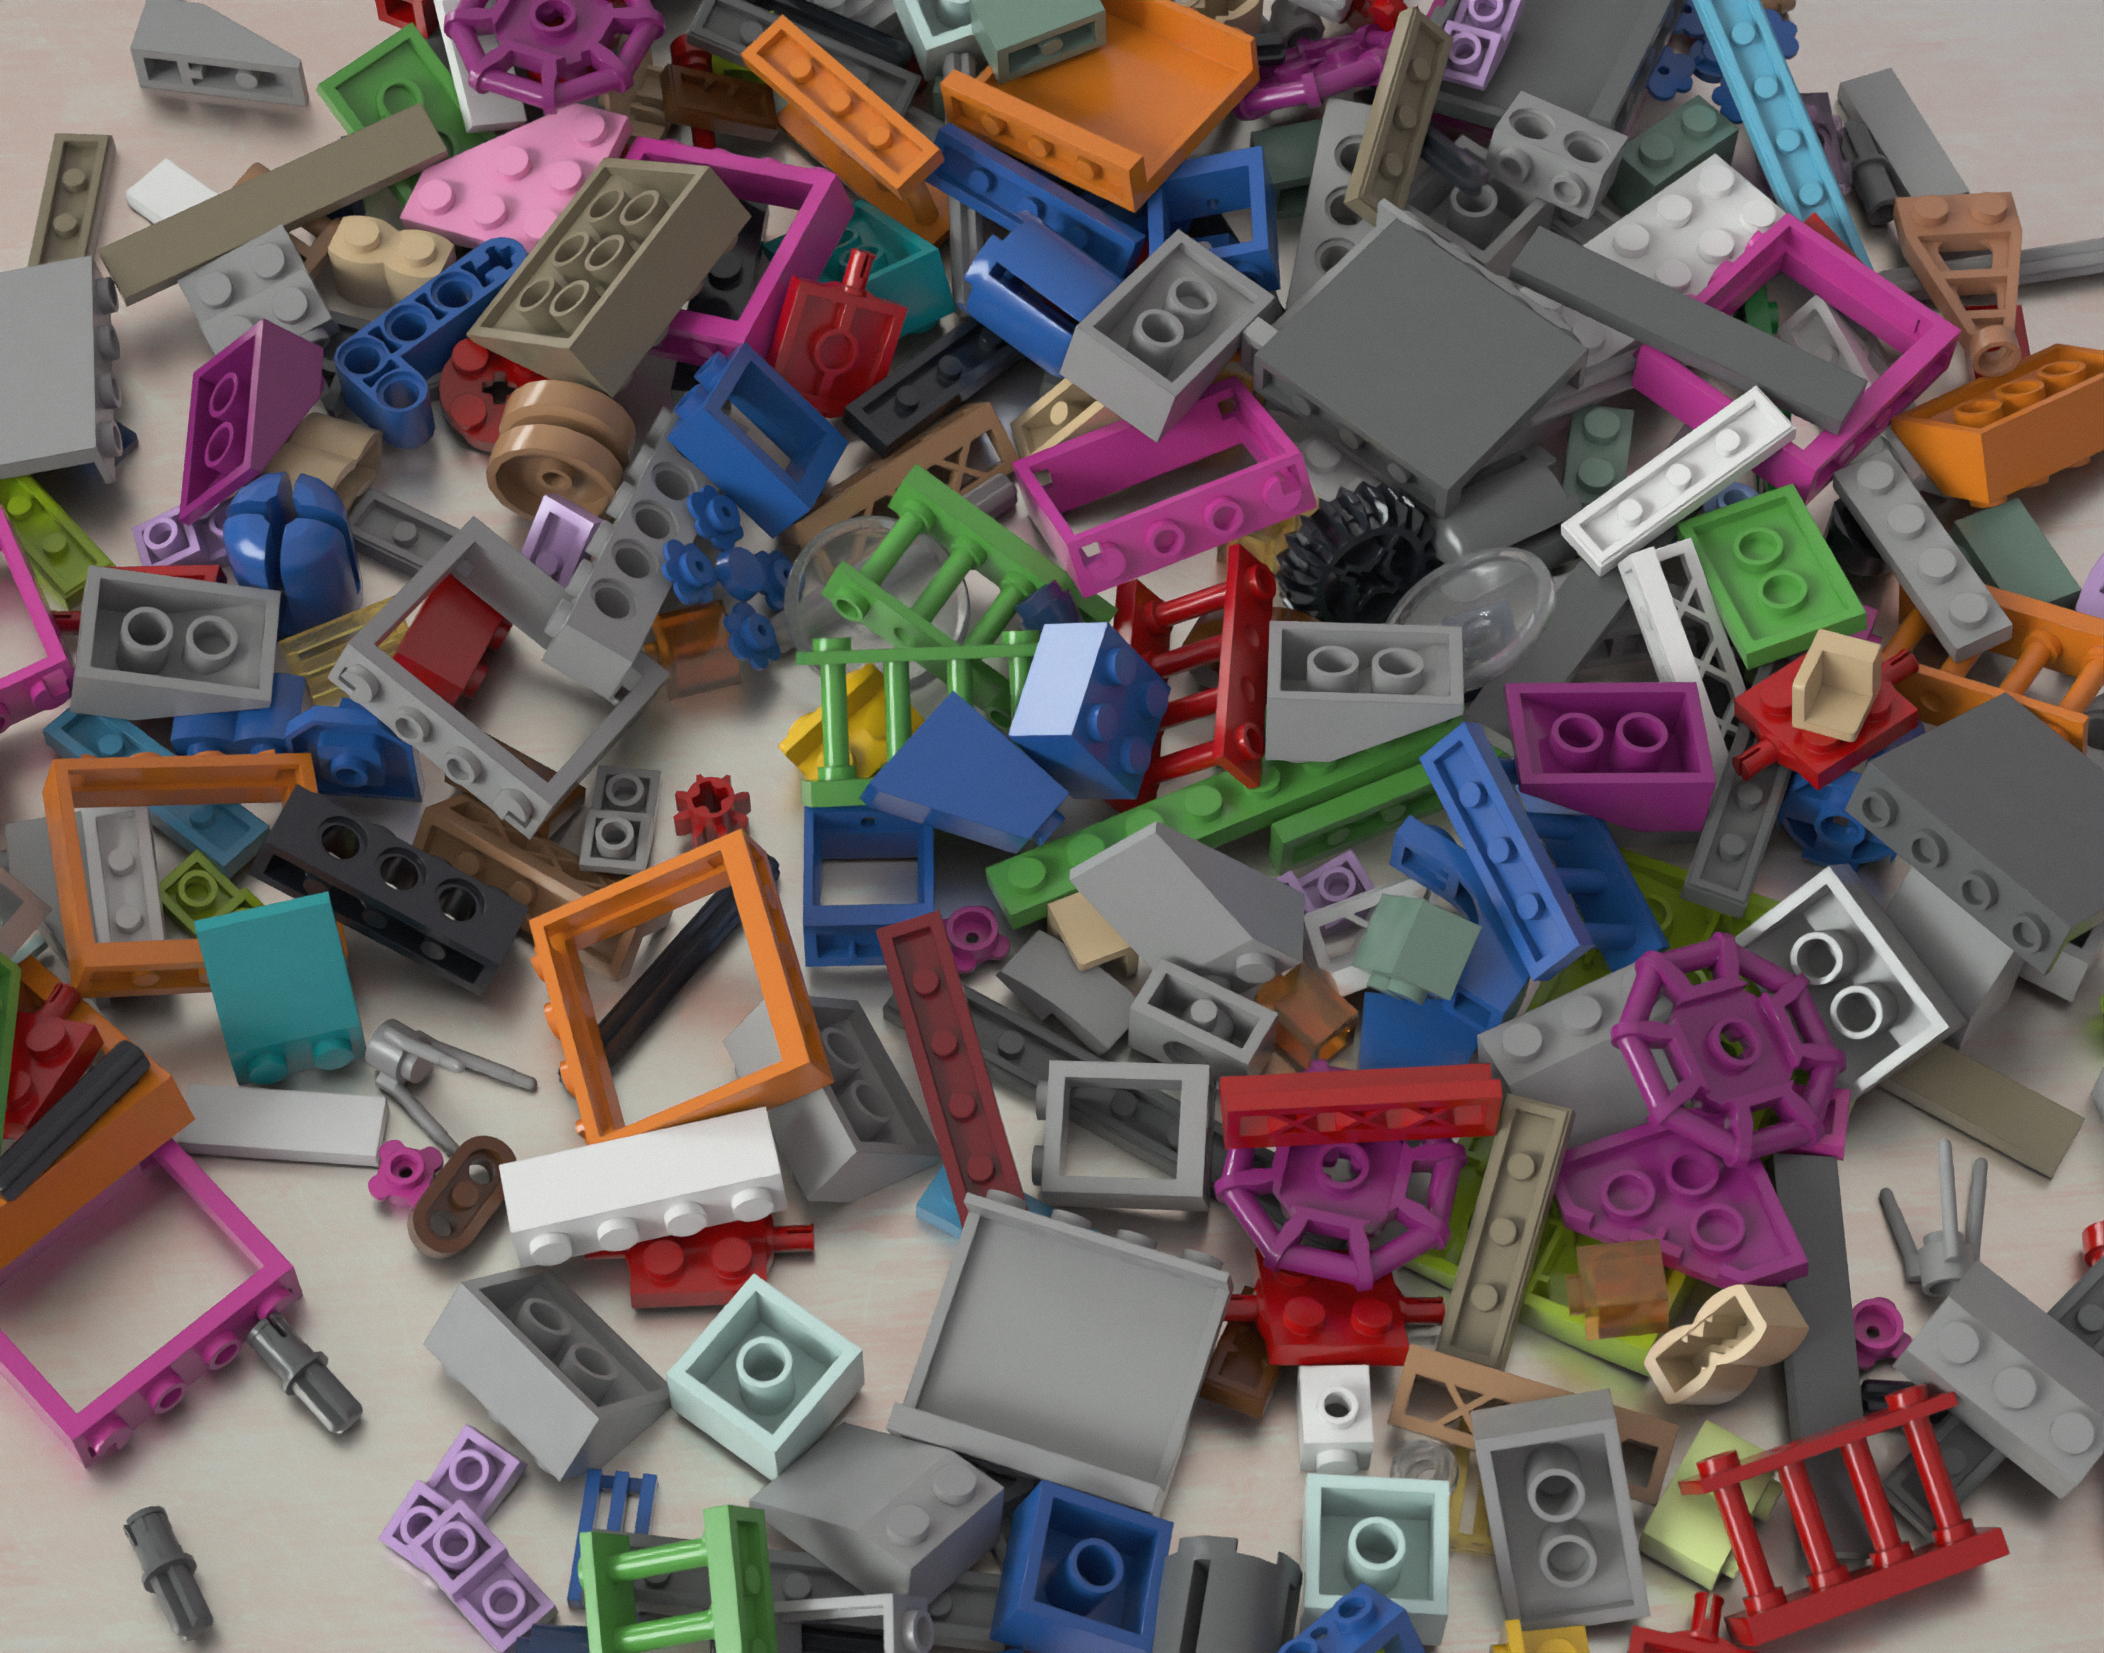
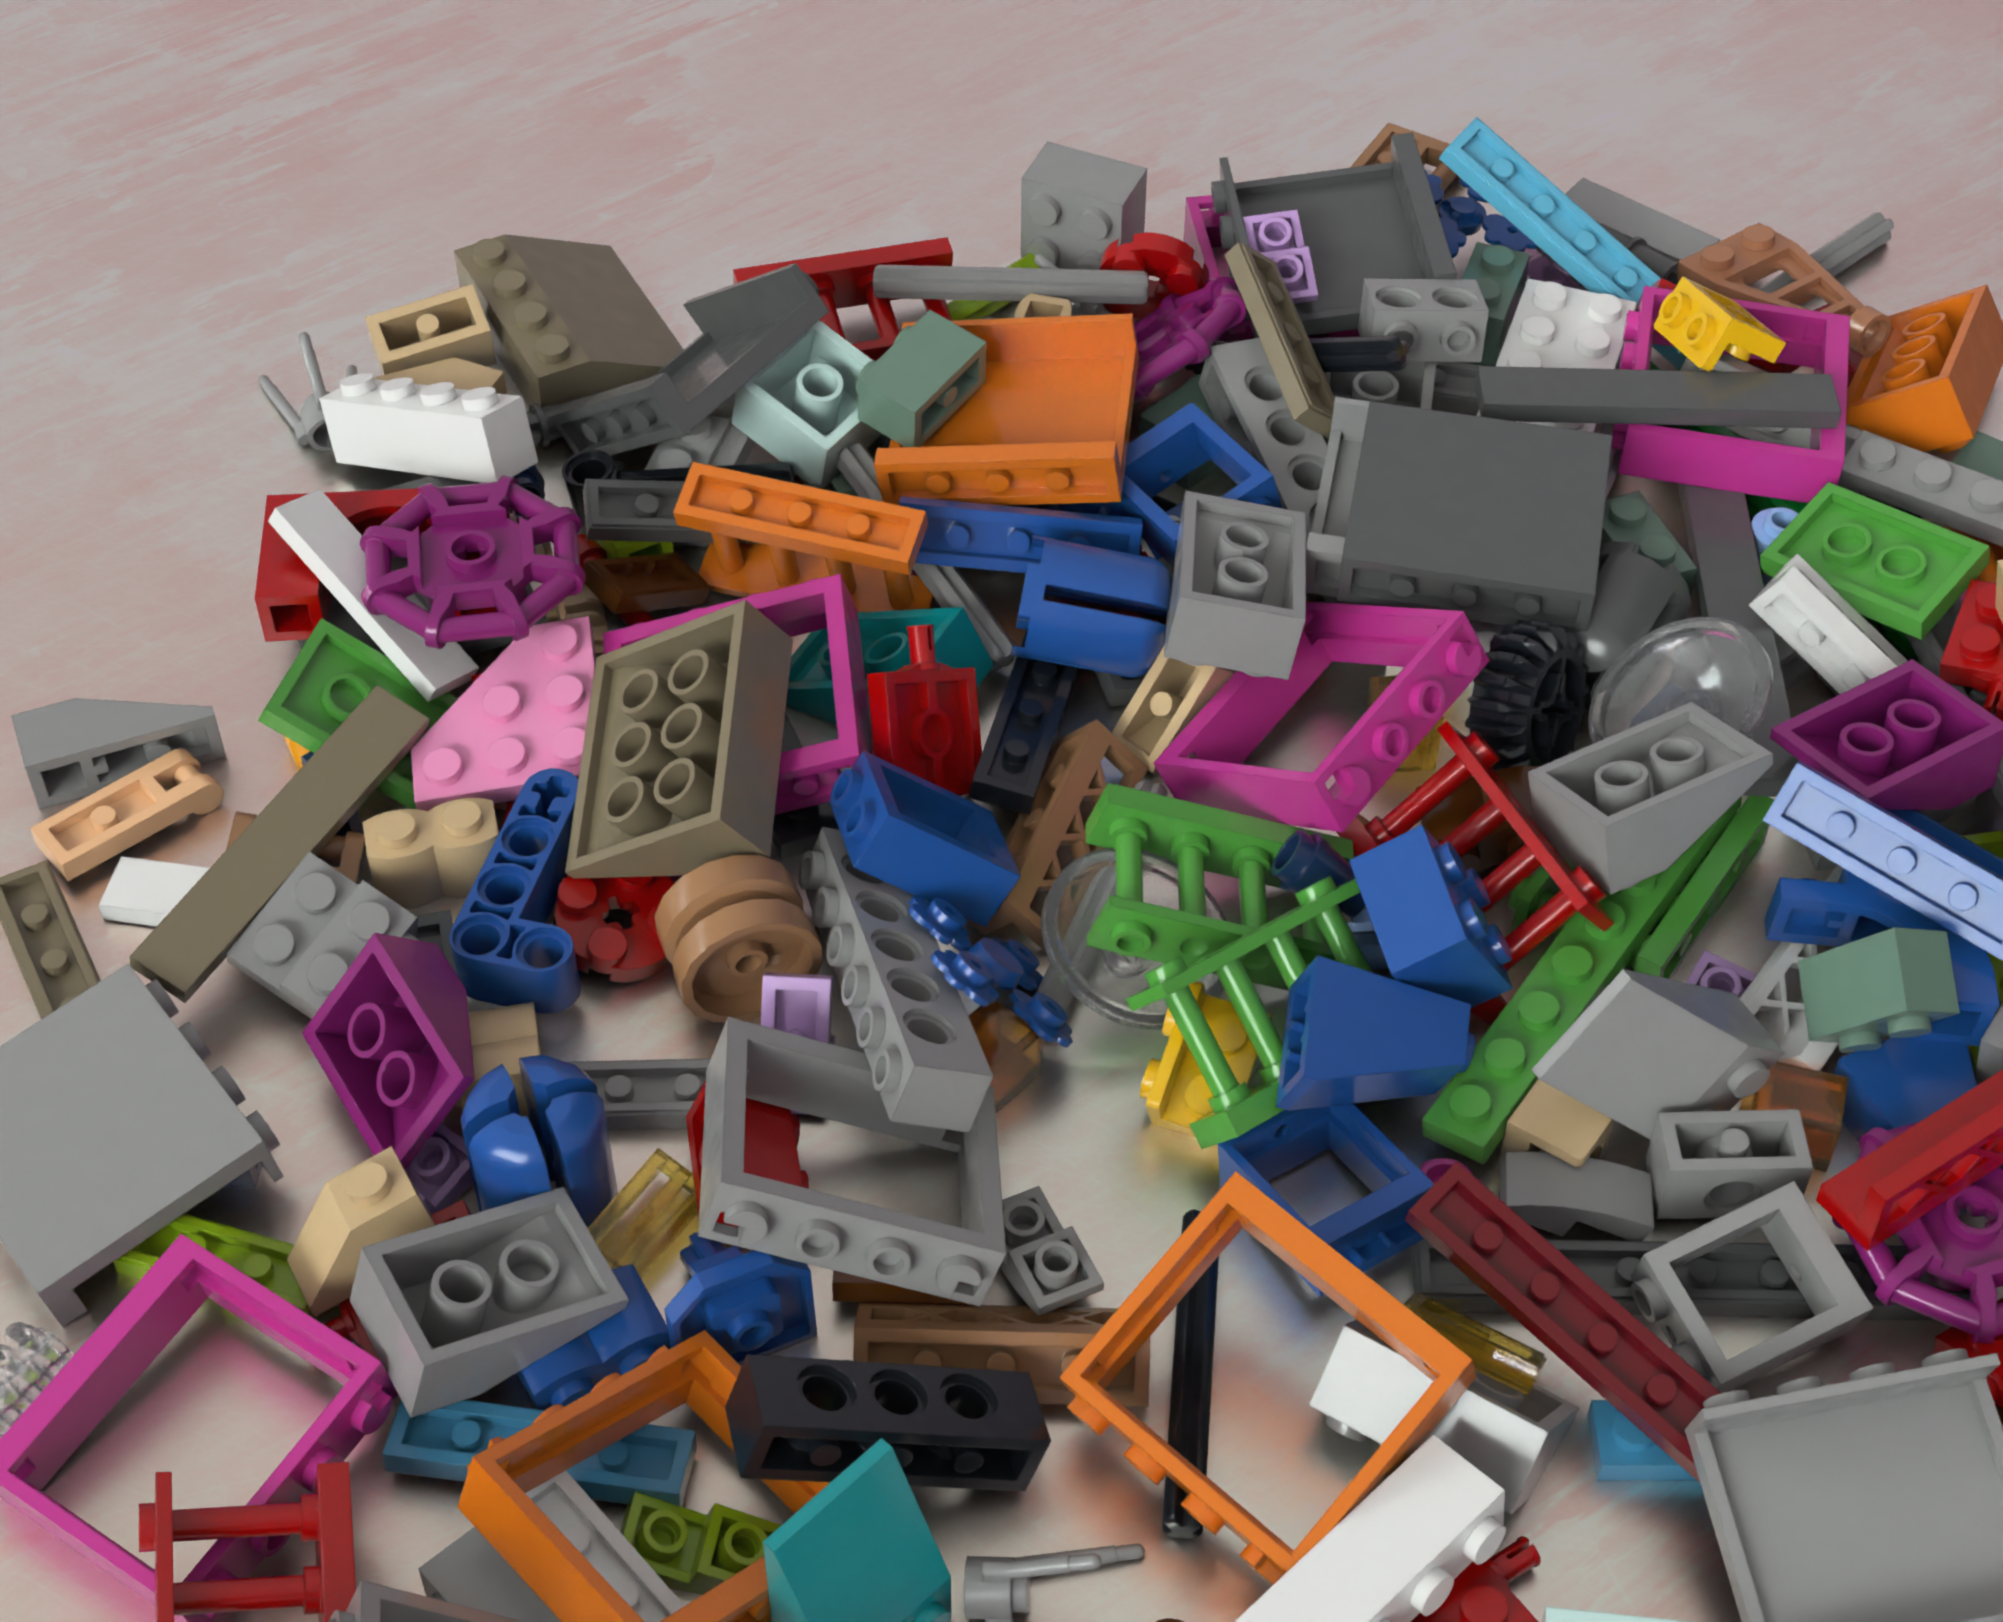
camera: 30 degrees left, 10 degrees down
(131, 537) = (352, 1212): none -> tan slope
(195, 121) = (126, 812): none -> light nougat plate
(711, 810) = (1122, 1199): red gear -> none
(882, 1057) = (1491, 1350): none -> clear yellow tile
(1678, 481) = (1745, 518): white tile -> none
(1801, 281) = (1708, 323): none -> yellow bracket

